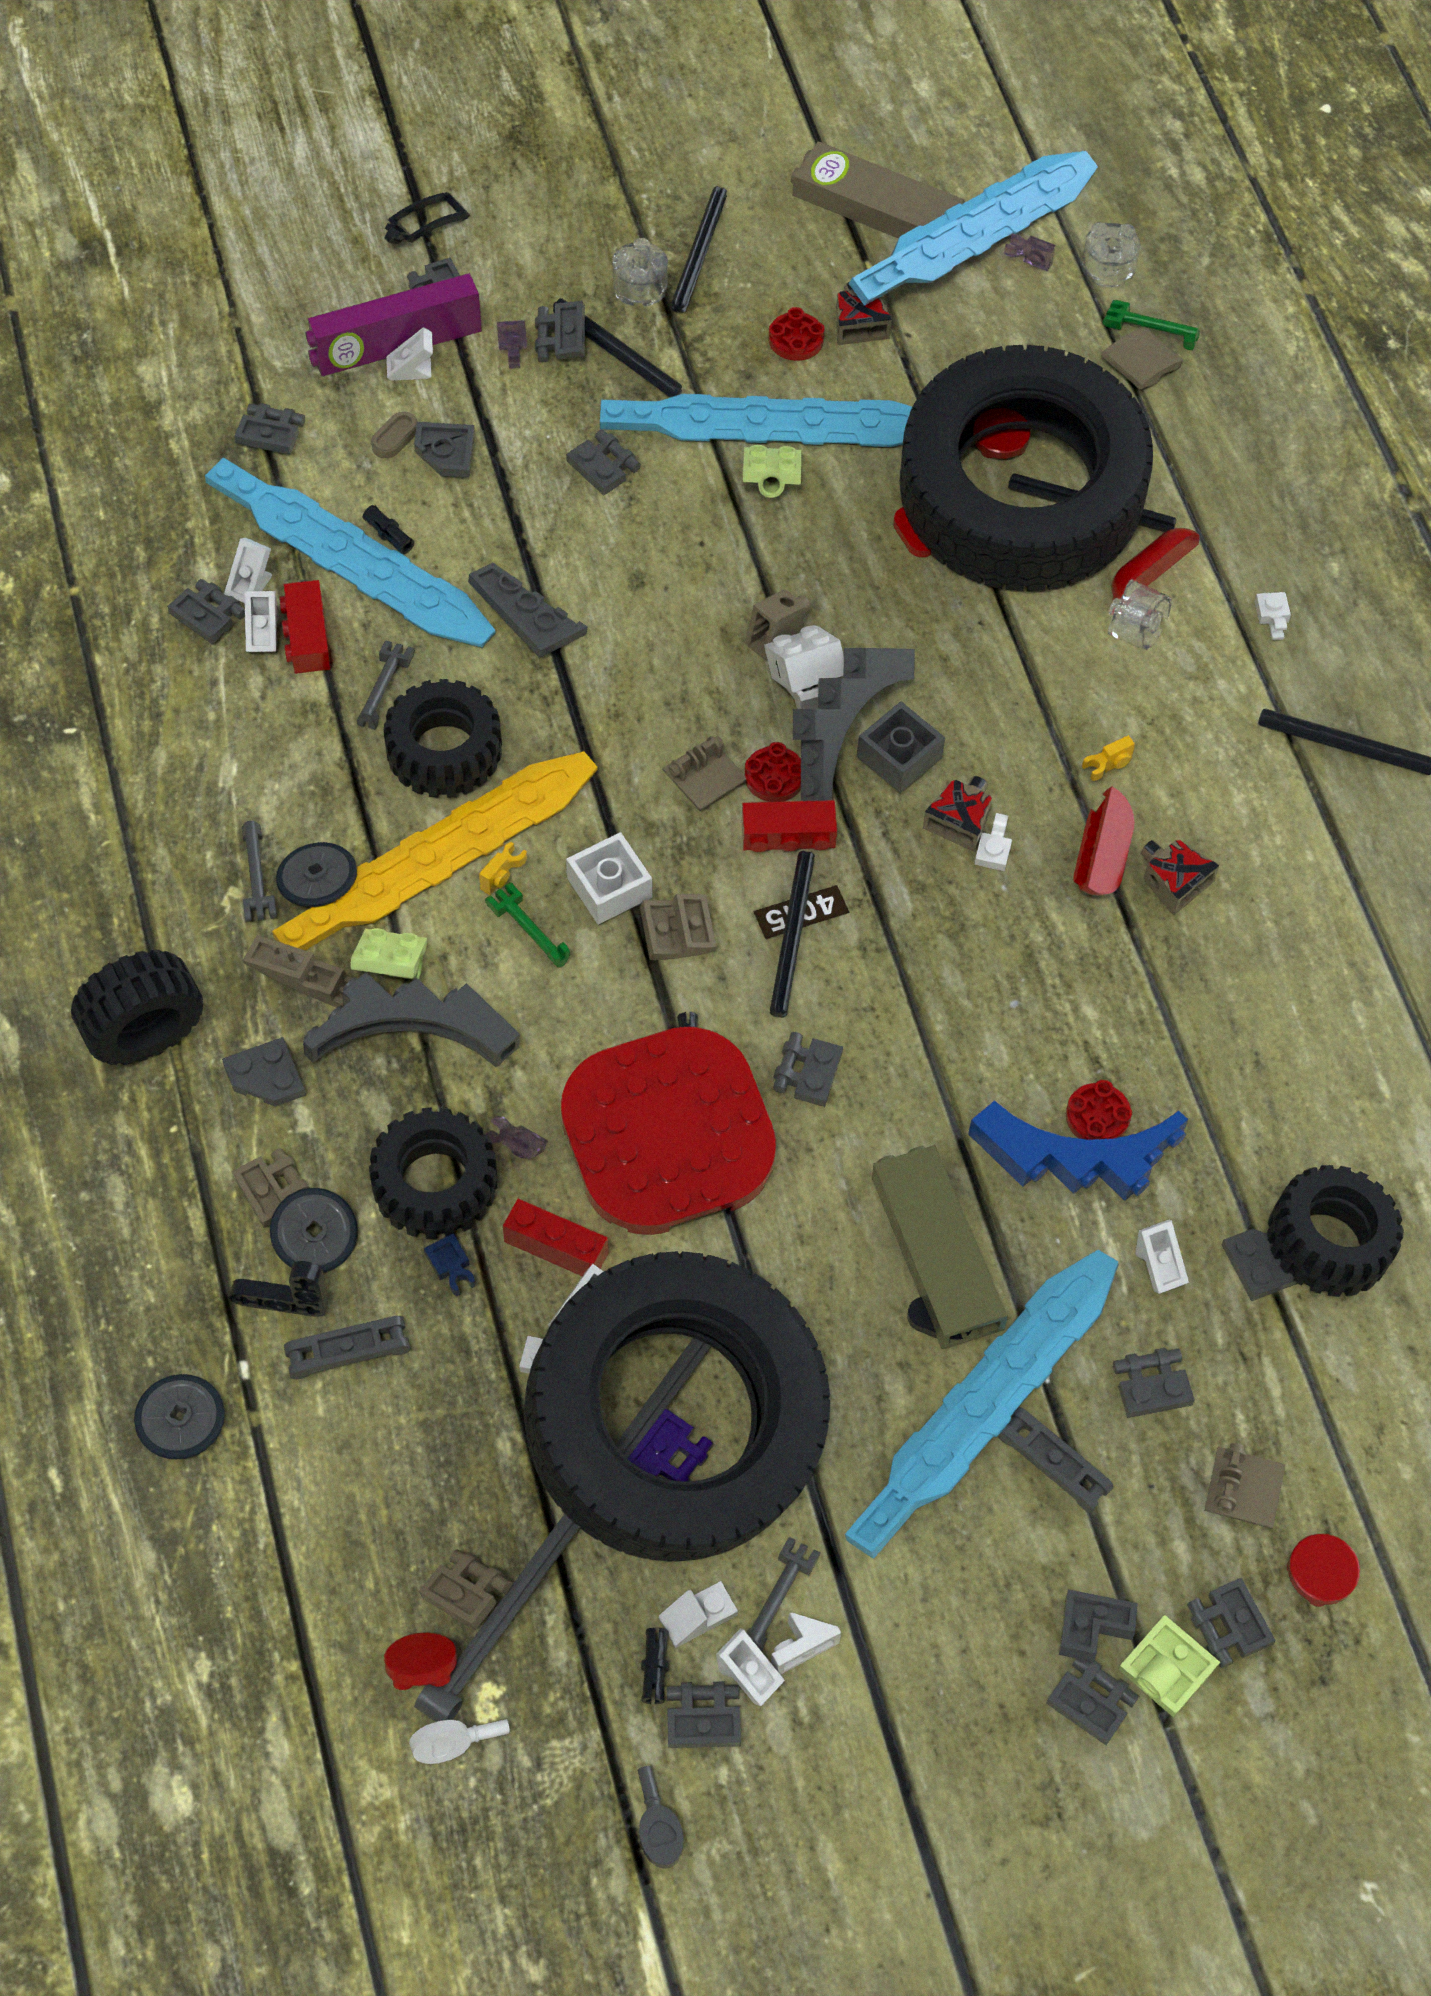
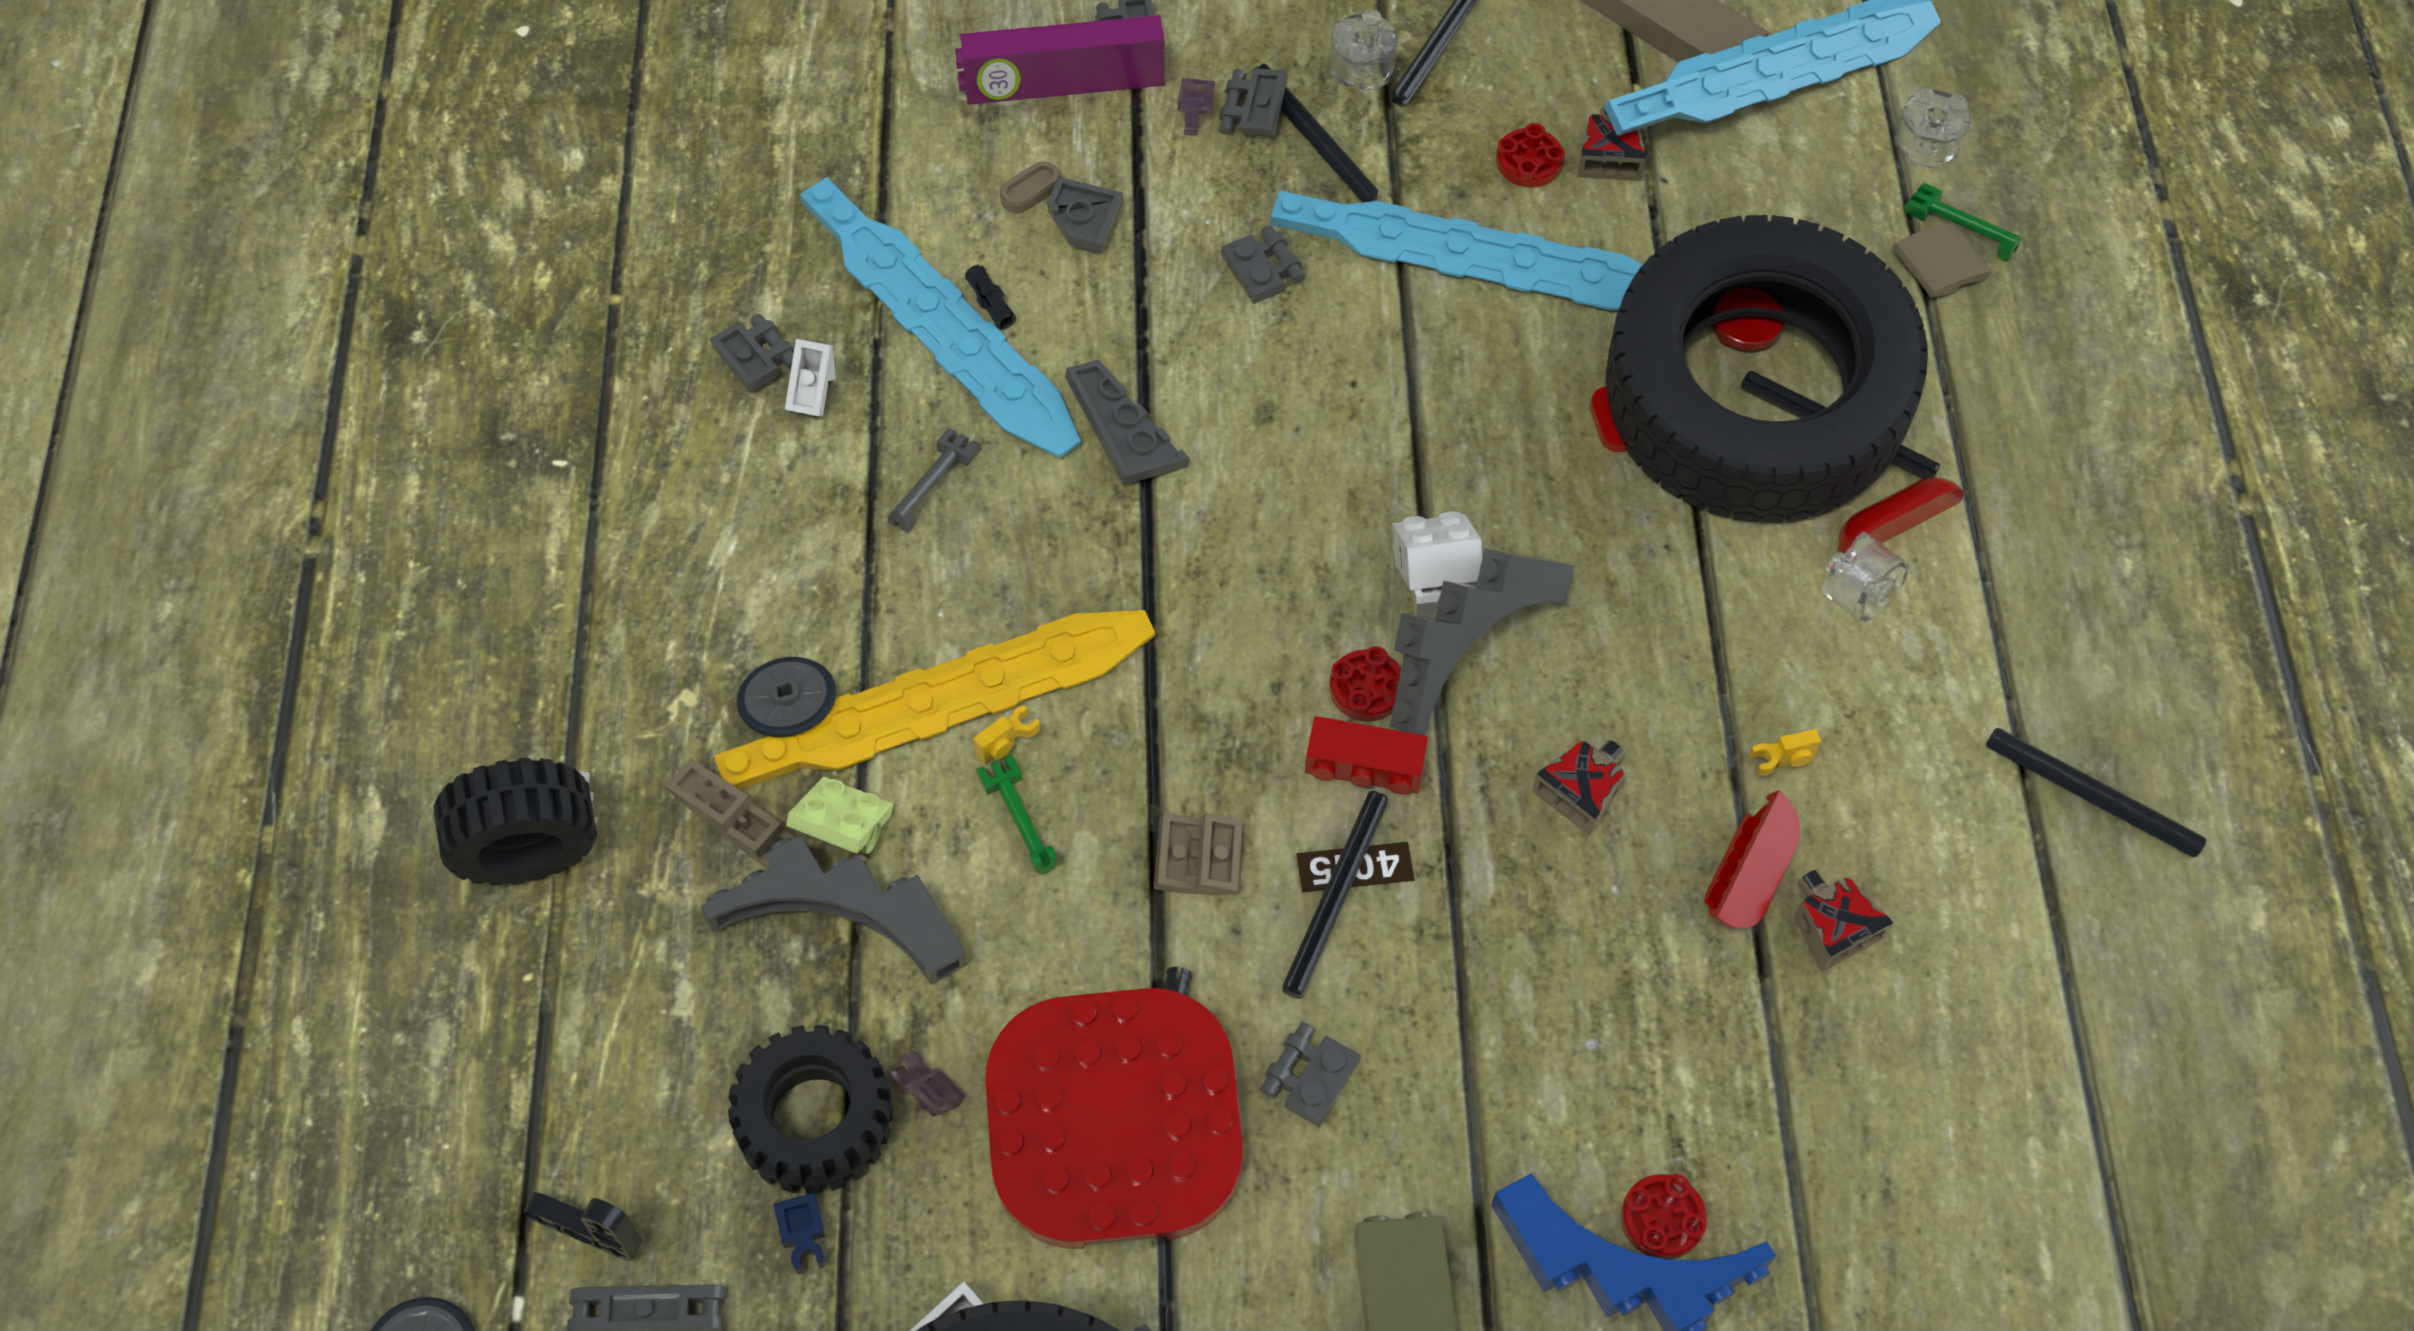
camera: 15 degrees right, 0 degrees up
(248, 569) = (814, 313): white slope -> none
(251, 834) = (725, 629): dark grey hinge -> none
(261, 1188) = (605, 1084): dark tan plate -> none
(265, 1073) = (654, 932): dark grey plate -> none
(269, 434) = (886, 160): dark grey plate -> none
(305, 627) = (860, 394): red brick -> none
(329, 1214) = (665, 1173): dark grey wheel -> none
(411, 358) = (1073, 102): white slope -> none
(439, 706) = (971, 521): black tyre -> none
(554, 1238) = (936, 1229): red brick -> none
(609, 878) = (1128, 776): white brick -> none
(705, 773) = (1282, 667): dark tan hinge -> none
(769, 462) = (1452, 301): yellowish green plate -> none
(775, 617) = (1415, 491): dark tan torso -> none
(900, 746) = (1527, 684): dark grey brick -> none
(994, 847) = (1614, 836): white plate -> none
(1035, 251) = (1840, 107): plate -> none
(1275, 611) = (2038, 605): white plate -> none

